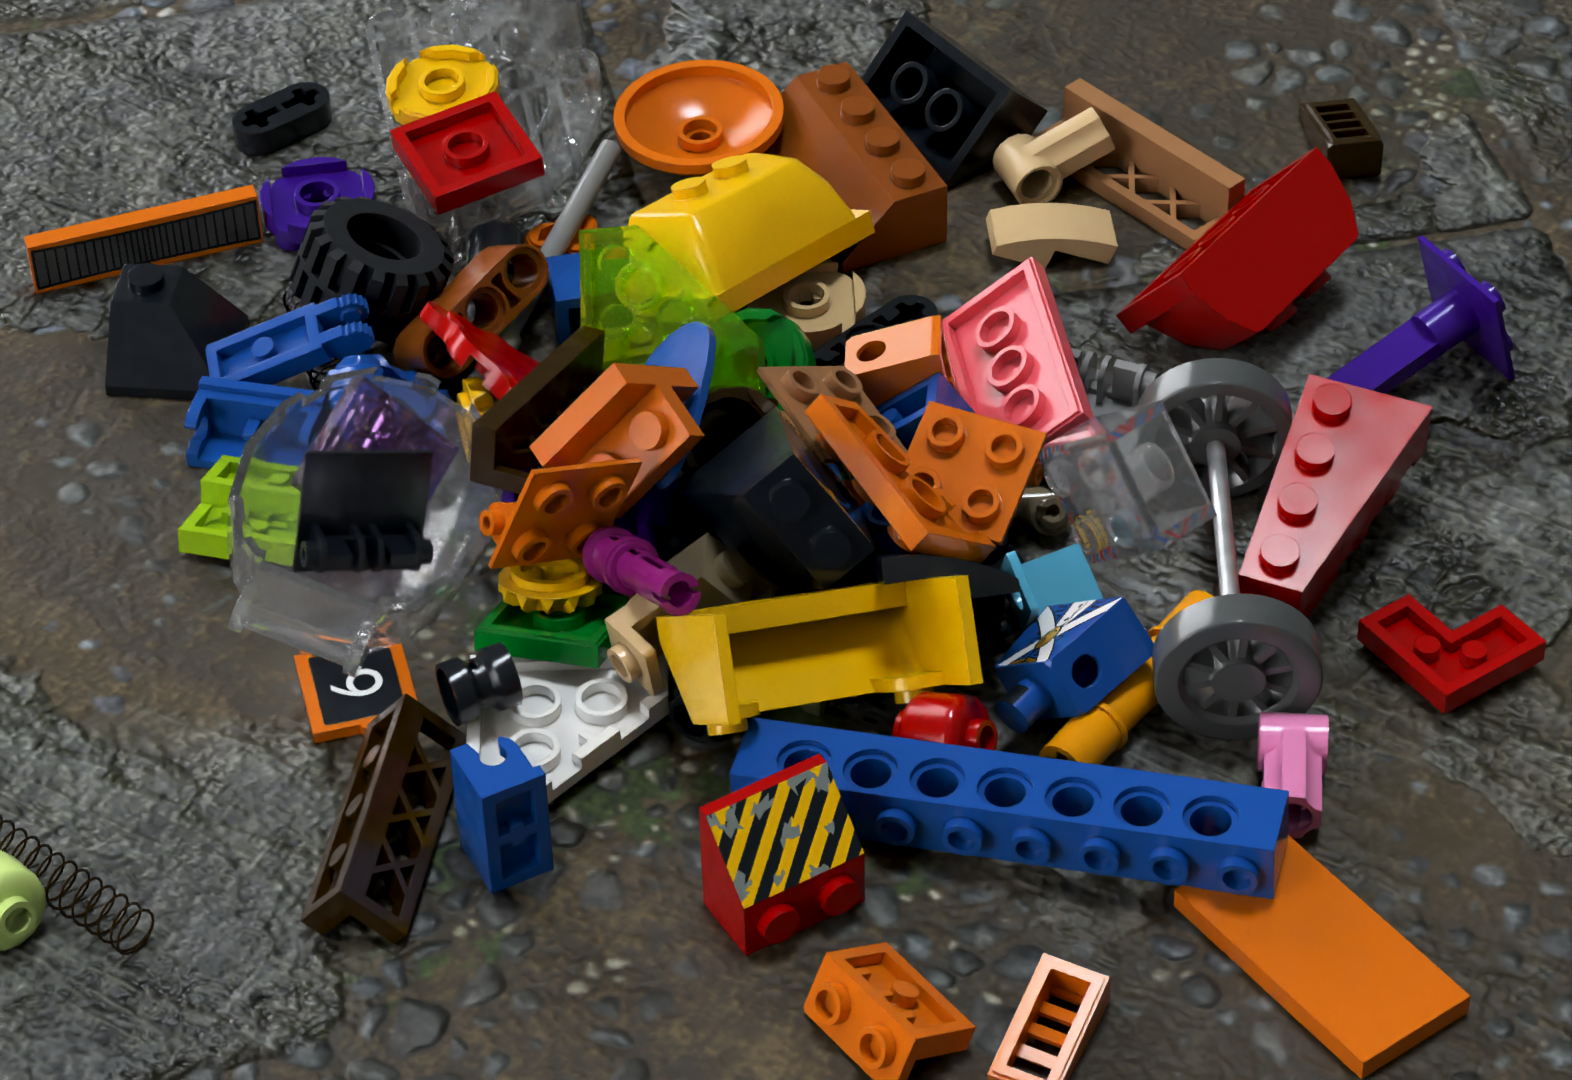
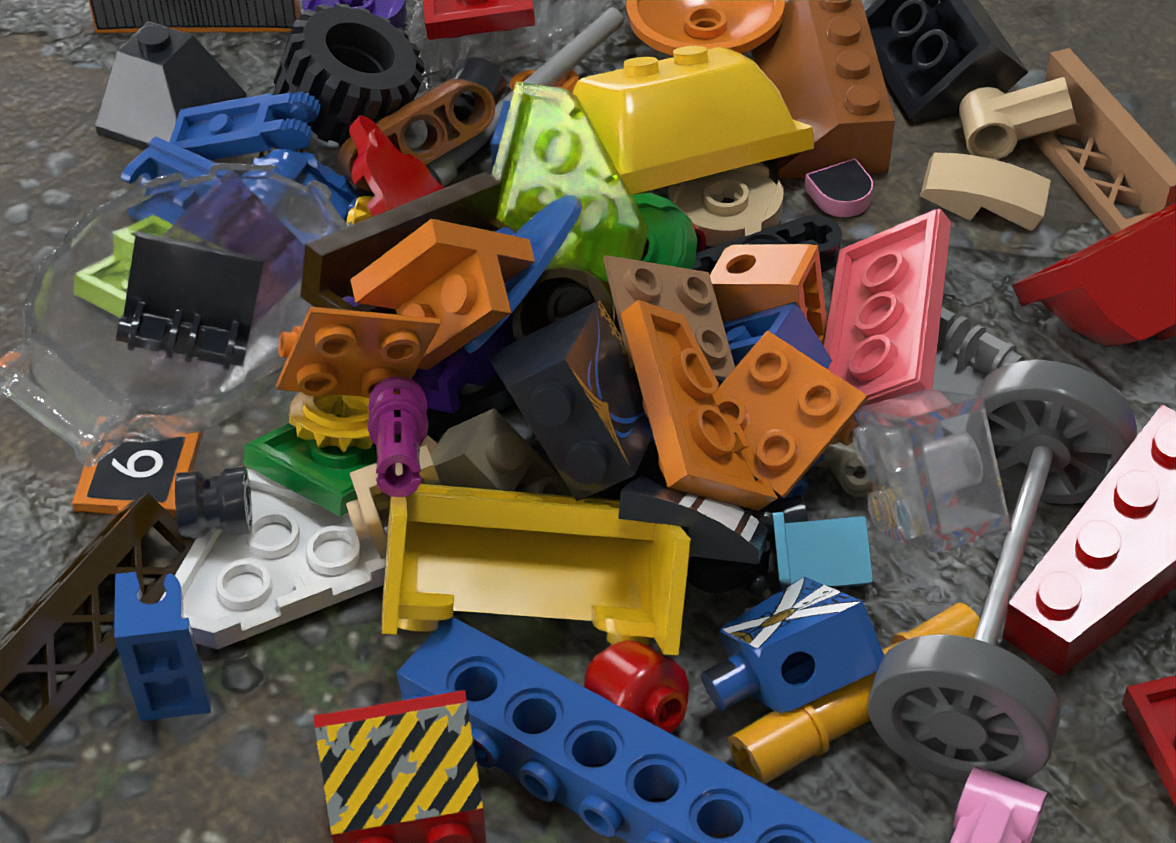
camera: 20 degrees right, 5 degrees up
(911, 266) = (841, 189): none -> tile

